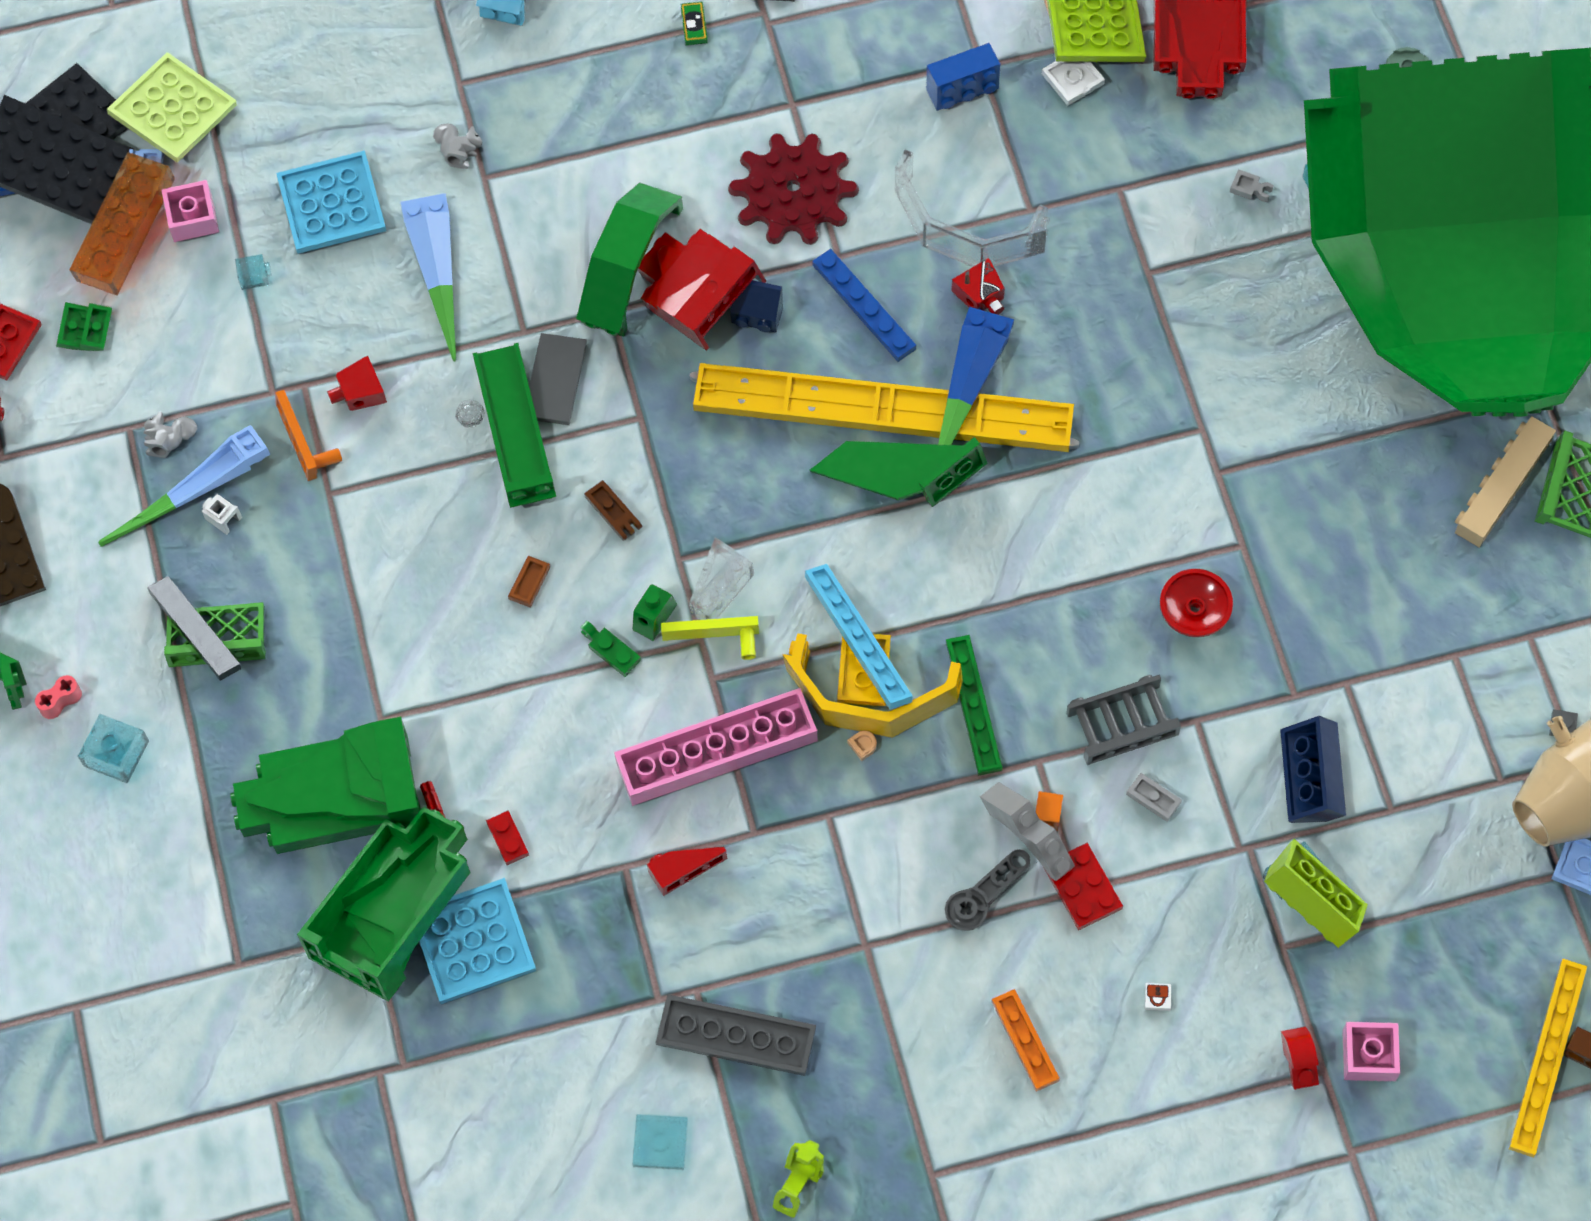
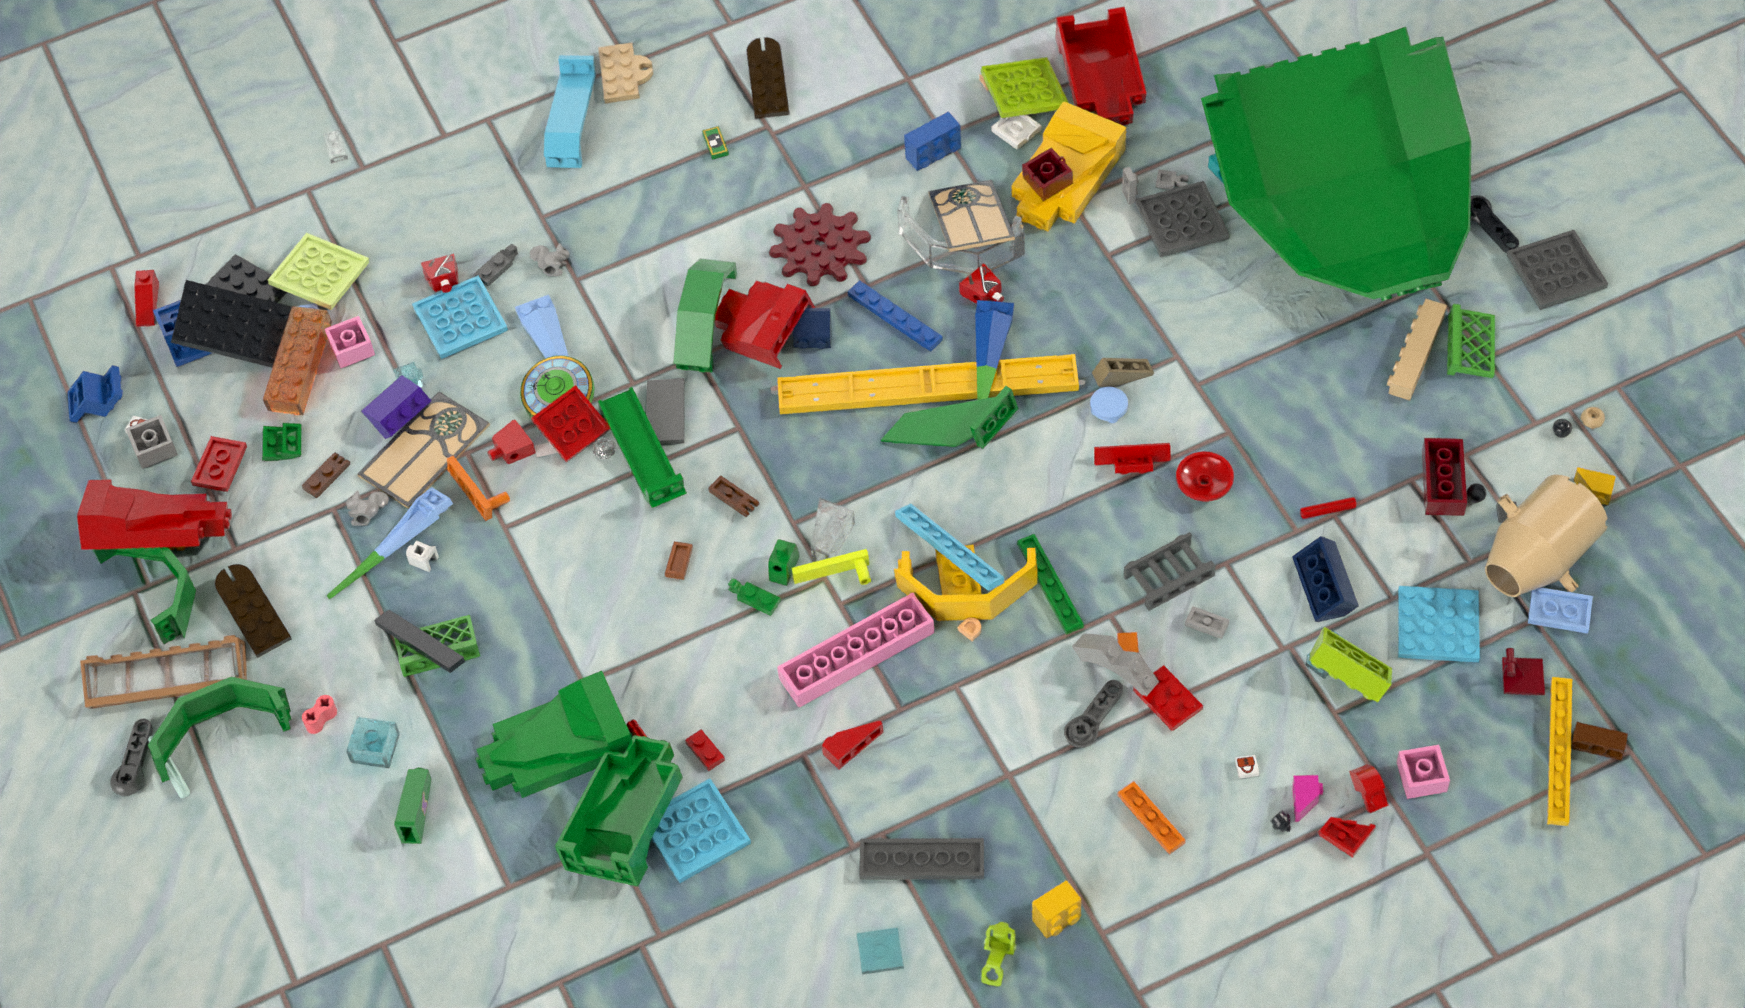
camera: 10 degrees left, 10 degrees down
(128, 381) = (325, 475): none -> reddish brown hinge
(144, 840) = (413, 806): none -> green slope
(228, 309) = (395, 406): none -> dark purple slope
(247, 370) = (421, 449): none -> tan piece
(321, 139) = (441, 273): none -> torso
(391, 140) = (497, 265): none -> dark grey hinge
(405, 399) = (544, 449): none -> white sticker
(428, 325) = (553, 378): none -> dish
(435, 375) = (570, 423): none -> red plate
(881, 1138) = (1056, 909): none -> yellow brick
(986, 190) = (971, 215): none -> tan piece
(1093, 155) = (1047, 174): none -> dark red brick
(1101, 478) = (1109, 404): none -> light blue tile
(1112, 558) = (1132, 457): none -> red bracket
(1123, 144) = (1090, 150): none -> yellow panel
(1127, 437) = (1119, 371): none -> dark tan slope
(1182, 1078) = (1281, 822): none -> black plate
(1195, 186) = (1129, 185): none -> light grey plate
(1220, 1049) = (1305, 794): none -> dark pink slope
(1252, 243) = (1182, 218): none -> dark grey plate
(1258, 1112) = (1346, 834): none -> red wing
(1340, 673) = (1328, 507): none -> red axle
(1440, 857) = (1438, 624): none -> medium azure plate
(1494, 663) = (1444, 476): none -> dark red brick
(1527, 948) = (1522, 675): none -> dark red plate
(1530, 691) = (1476, 492): none -> black plate

